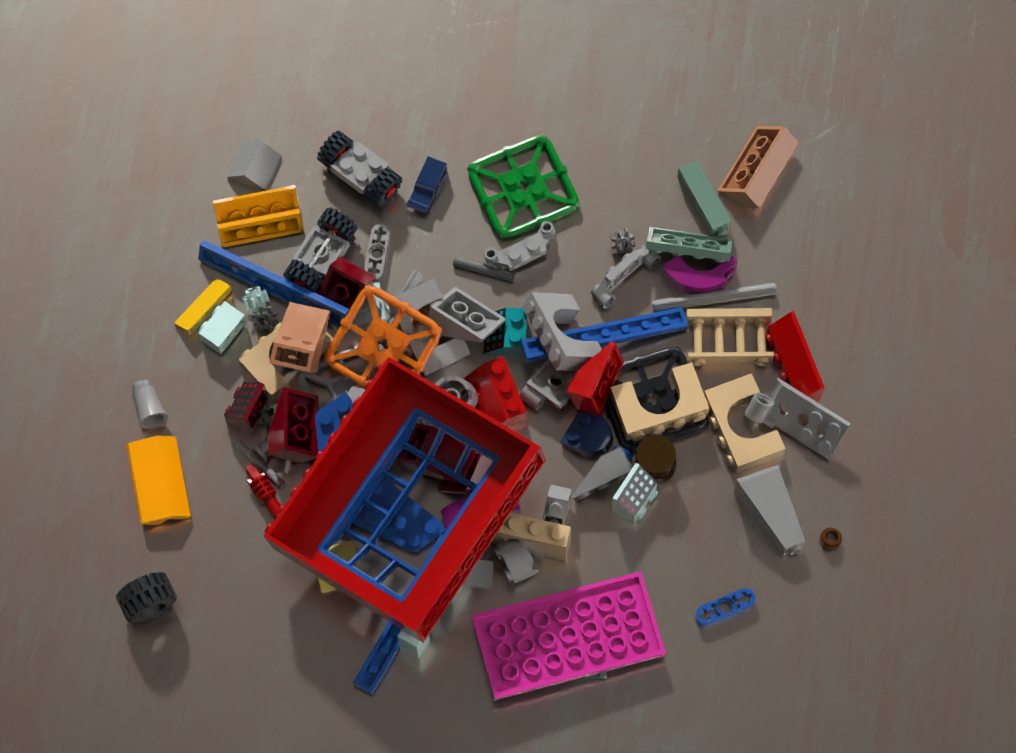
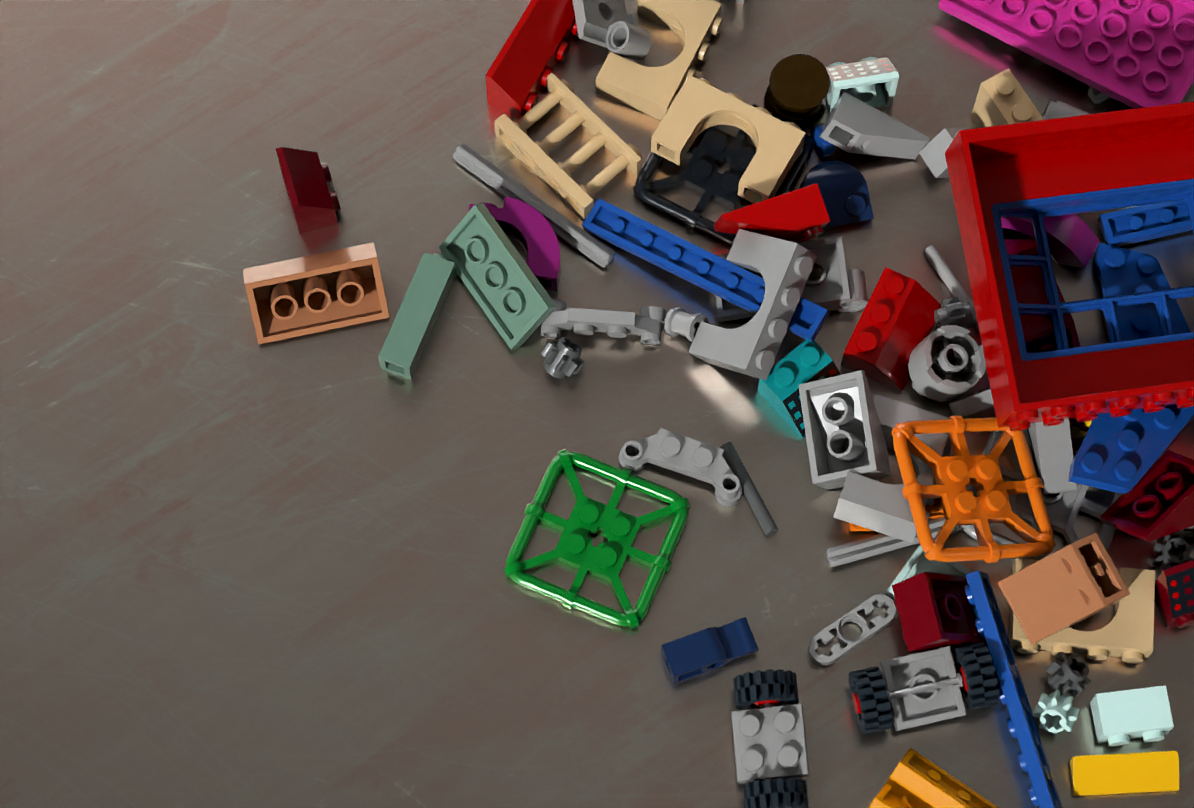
camera: 135 degrees left, 0 degrees up
(587, 307) = (683, 323): none -> light grey bush
(814, 199) = (308, 189): none -> dark red slope

